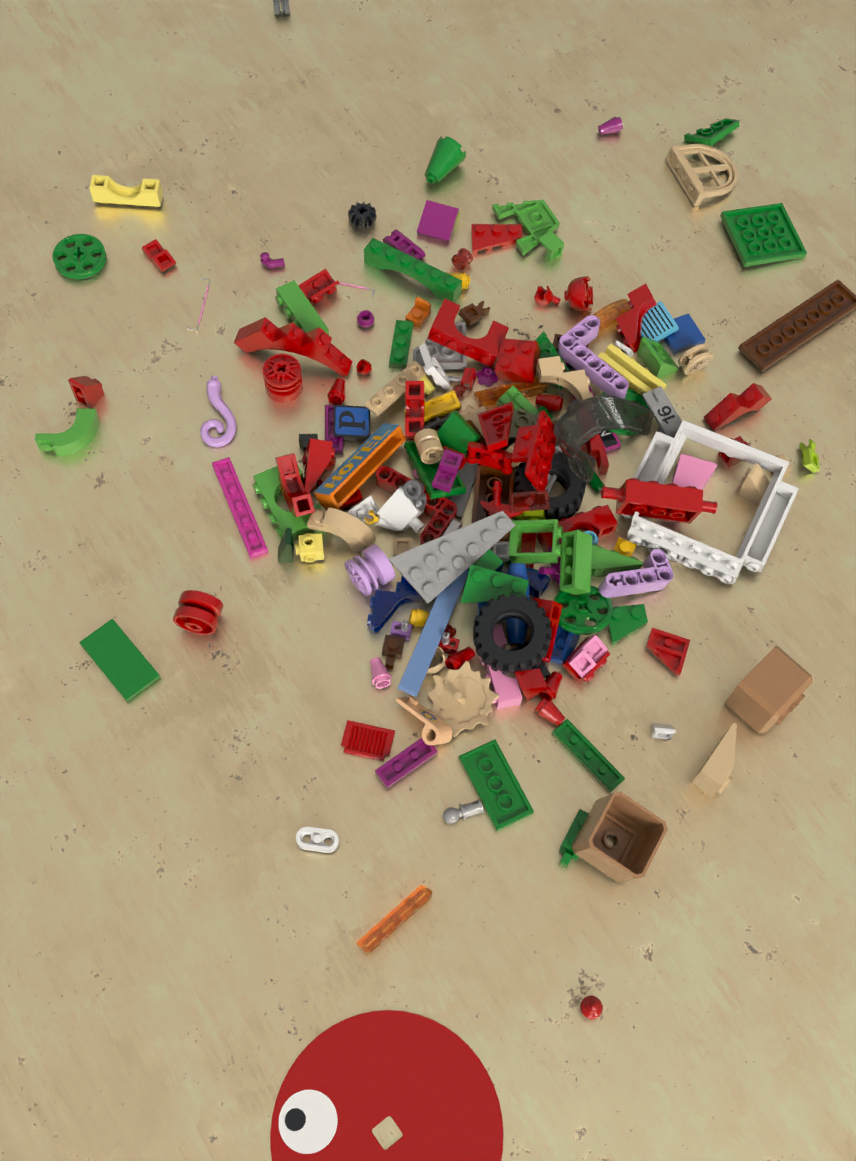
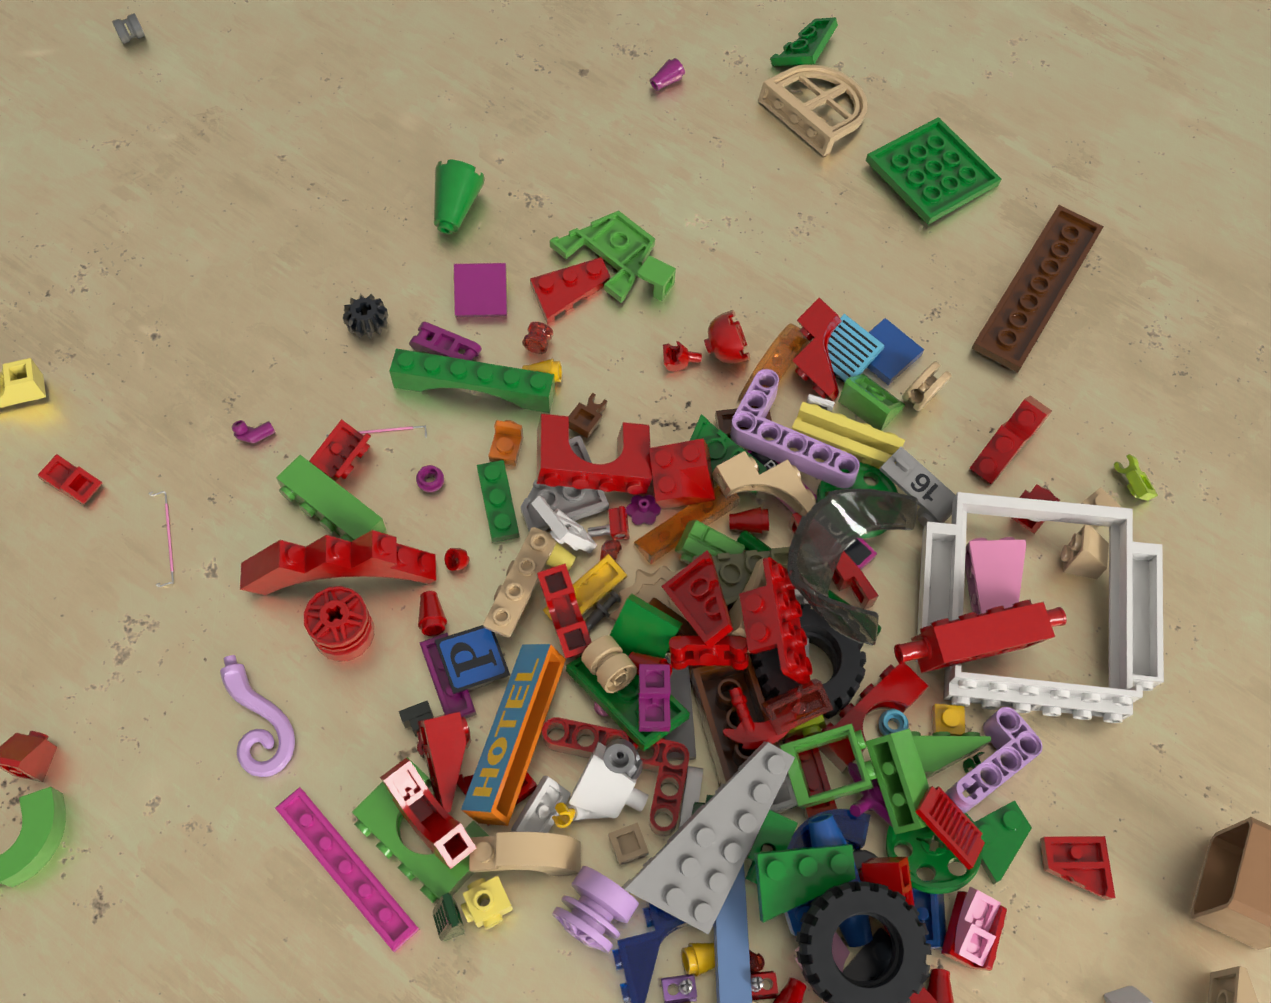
camera: 20 degrees left, 0 degrees up
(594, 594) = (951, 825): none -> red window

